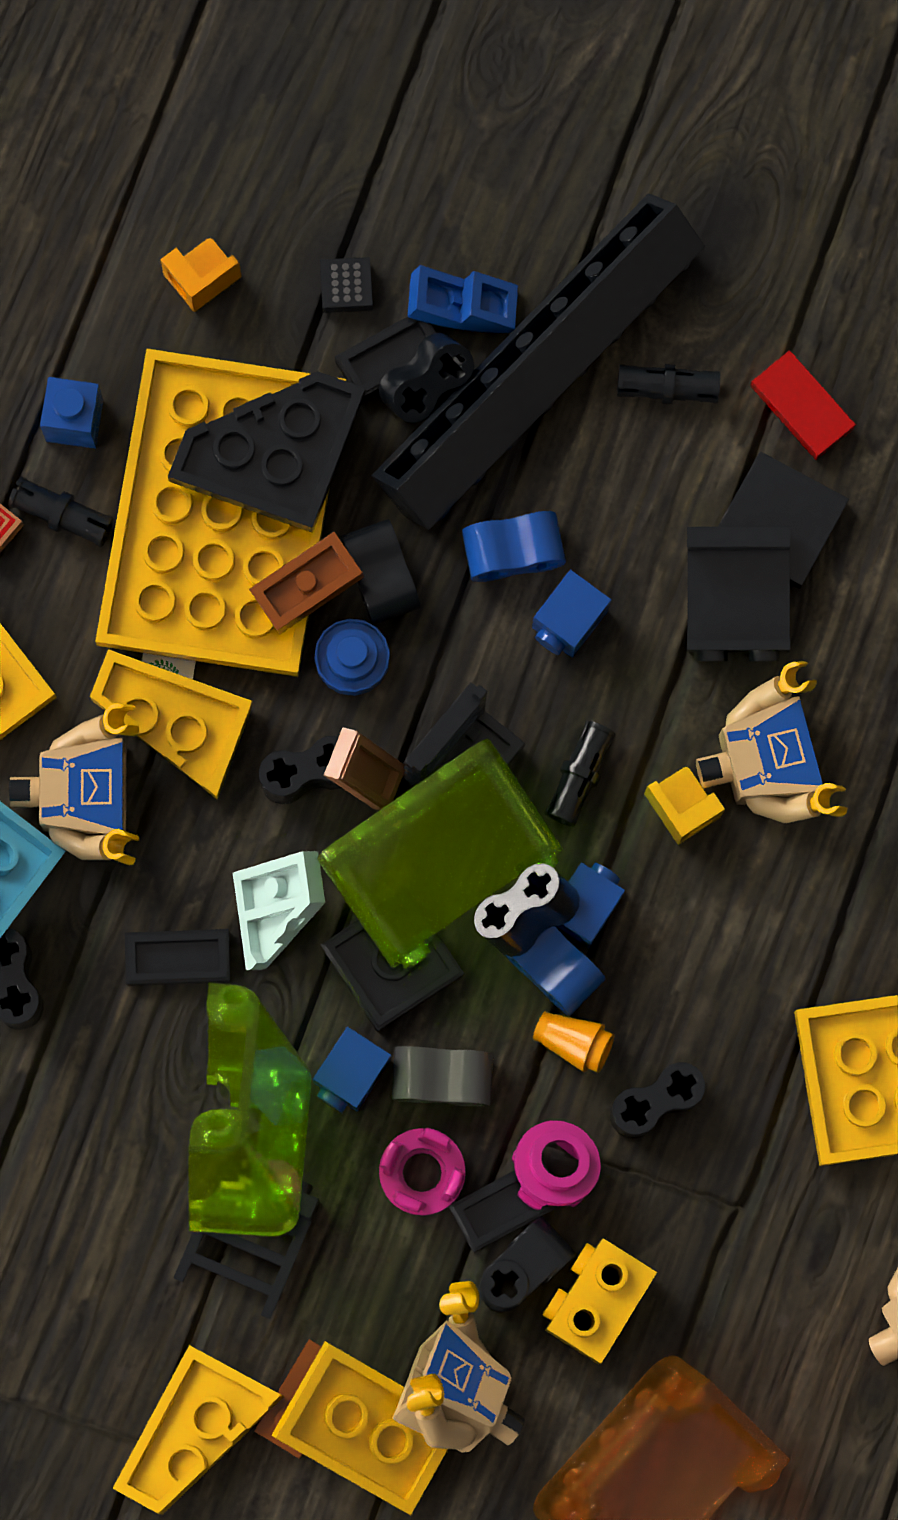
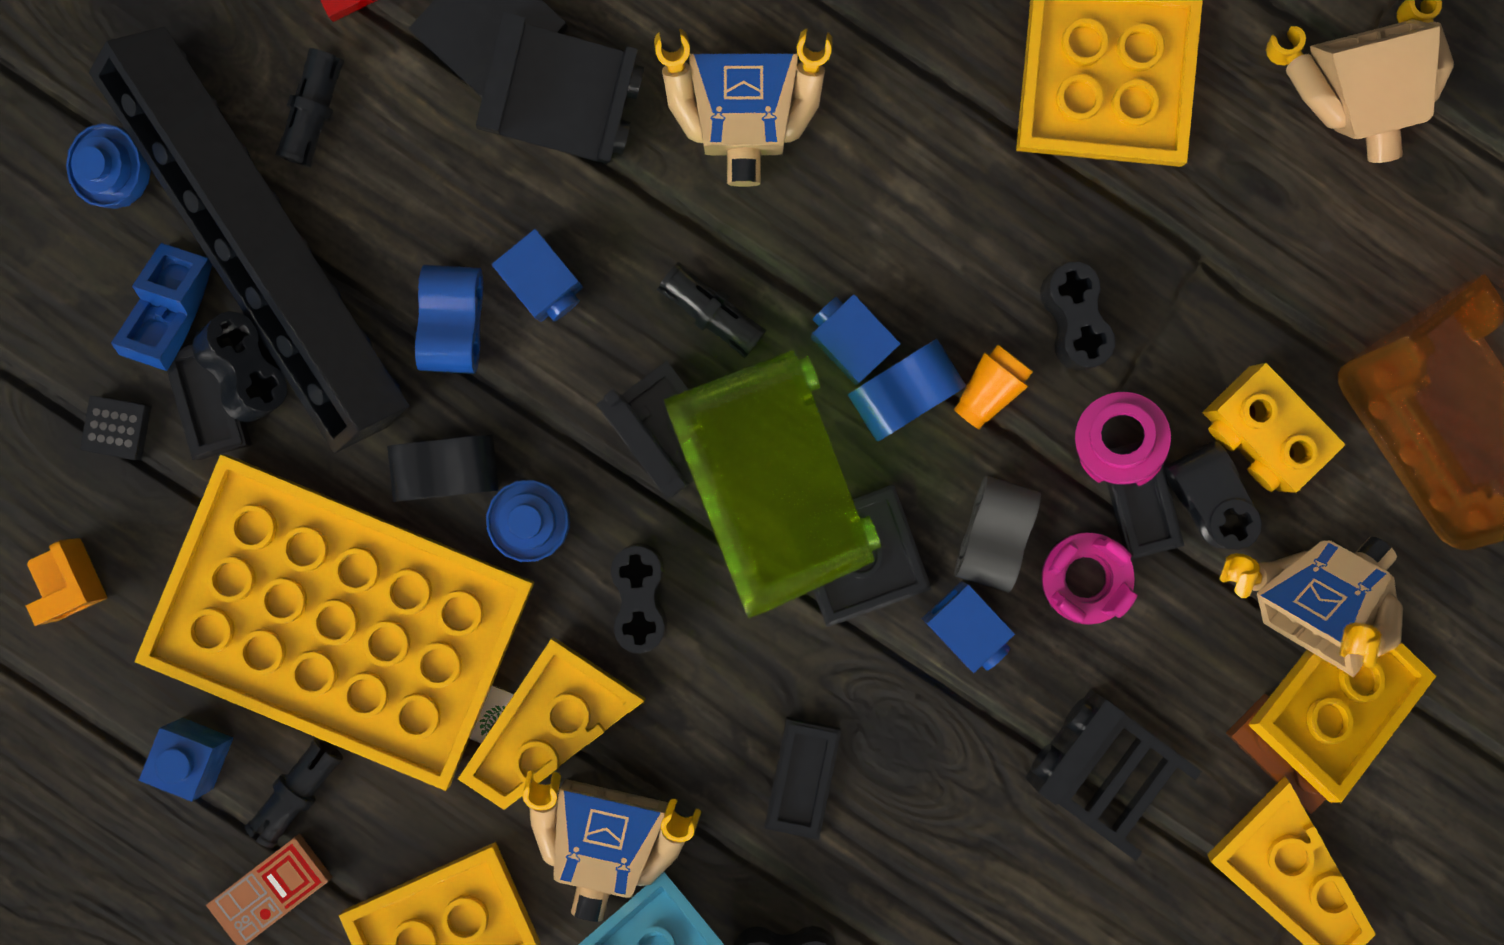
camera: 65 degrees left, 10 degrees up
(252, 1158) = (1074, 766): clear neon green windscreen -> none
(273, 450) = (280, 552): black plate -> none
(276, 904) = (777, 665): light aqua wing -> none
(306, 582) = (437, 552): dark orange plate -> none
(364, 769) = (656, 539): nougat tile -> none
(521, 914) = (849, 394): black axle -> none
(571, 226) = (107, 167): none -> blue plate
(683, 804) = (771, 208): yellow panel -> none

